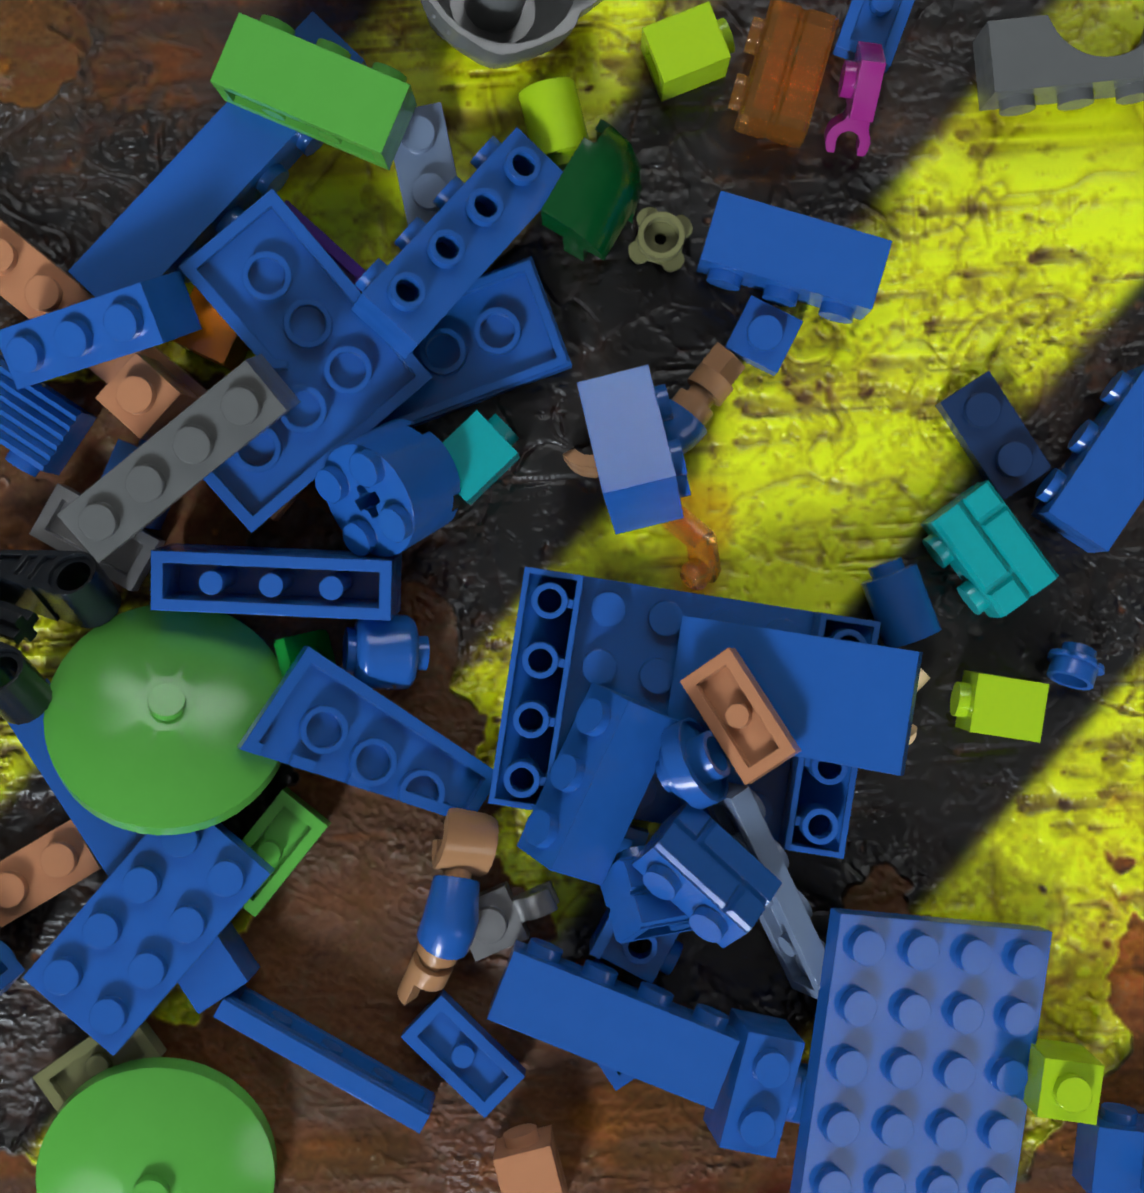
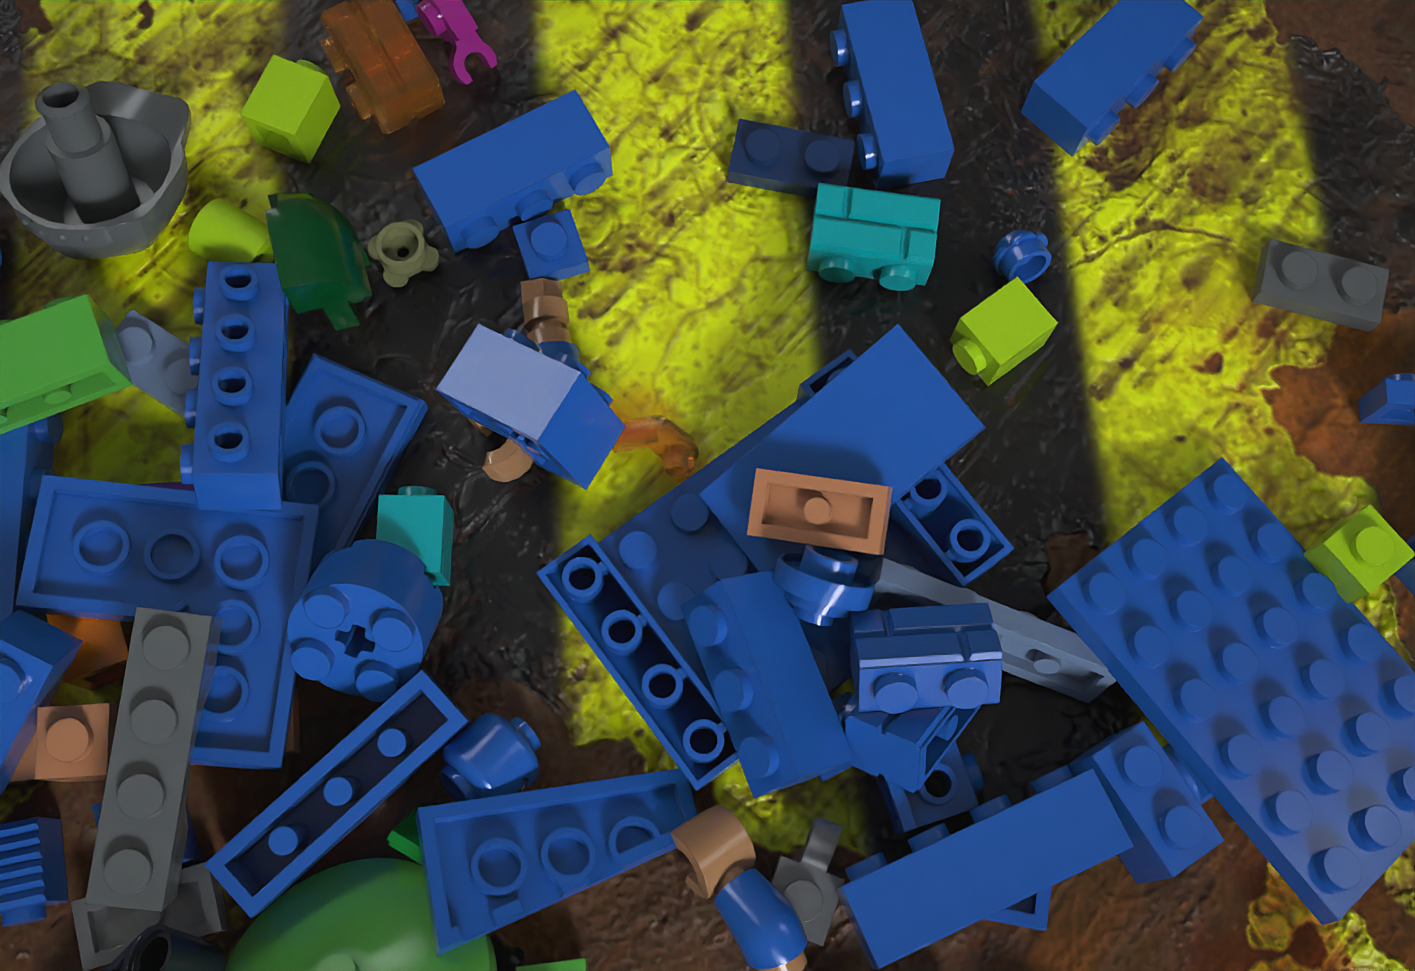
camera: 45 degrees left, 15 degrees down
(900, 603) = (845, 325): blue brick -> none

